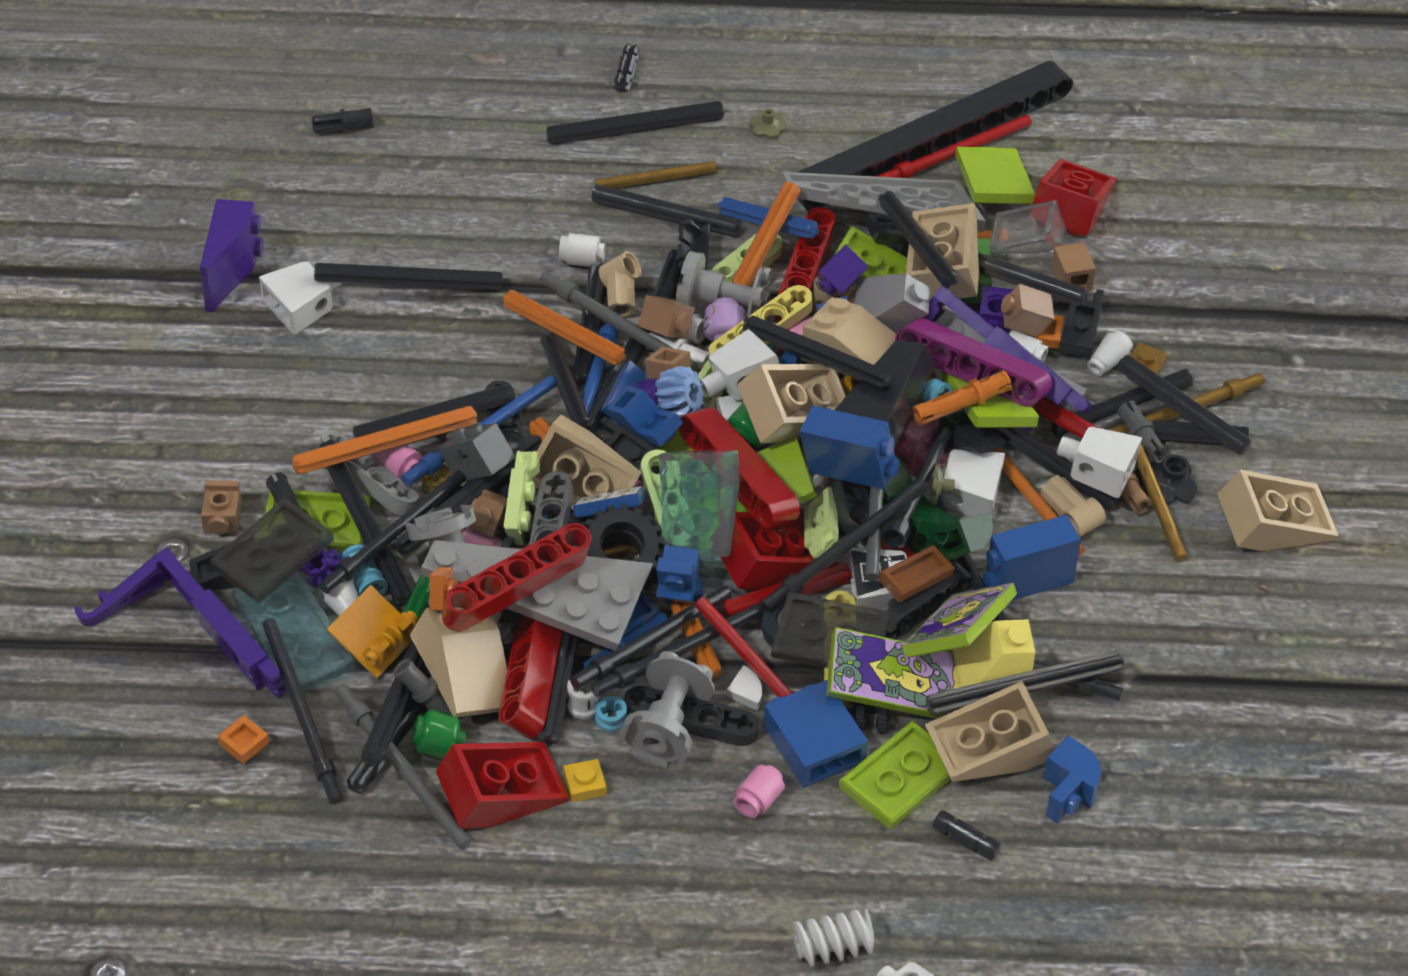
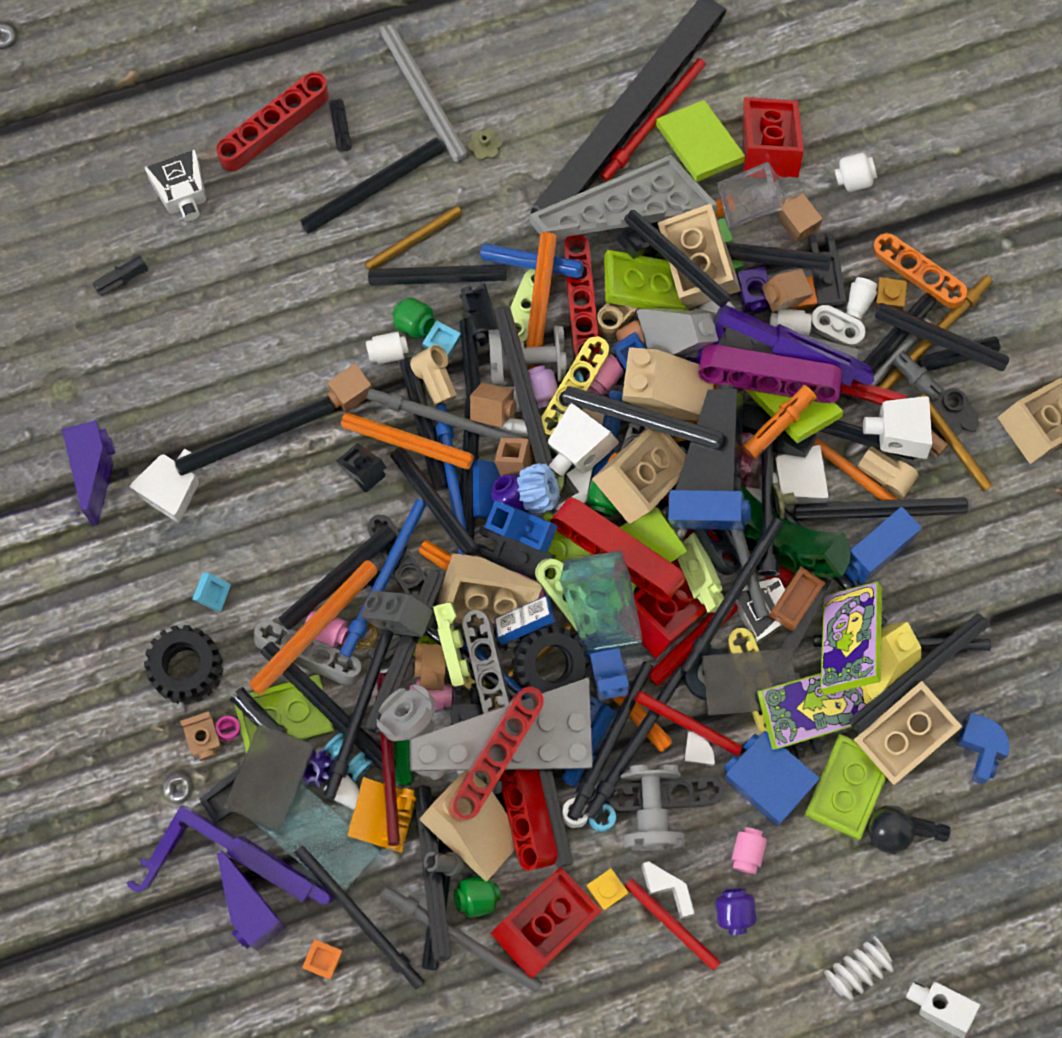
camera: 20 degrees left, 25 degrees up
(188, 660) = (247, 909): none -> dark purple slope
(238, 421) = (173, 643): none -> black tyre
(250, 510) = (226, 724): none -> dark pink hinge
(296, 392) = (211, 591): none -> medium azure plate
(396, 597) = (389, 783): none -> dark red bar
(440, 64) = (179, 184): none -> torso
(440, 583) = (438, 785): orange plate -> none
(508, 342) = (362, 467): none -> black slope
(524, 269) = (348, 388): none -> medium nougat brick
(559, 44) = (269, 133): none -> red beam
(622, 233) = (413, 318): none -> green head
(642, 835) = (672, 924): none -> red bar
(649, 260) = (442, 336): none -> medium azure plate
(651, 790) = (661, 881): none -> white slope
(706, 300) = (523, 385): none -> black axle
(718, 839) = (735, 911): none -> dark purple head
(725, 67) = (424, 93): none -> light grey axle
(841, 272) = (623, 311): dark purple brick -> none
(930, 822) = (891, 829): none -> black hair
(933, 389) = (751, 414): medium azure bush -> none
(1075, 367) = (838, 324): none -> white plate
(1089, 541) = (880, 509): none -> black axle
(1152, 247) = (856, 172): none -> white head
(1181, 349) = (922, 267): none -> orange beam

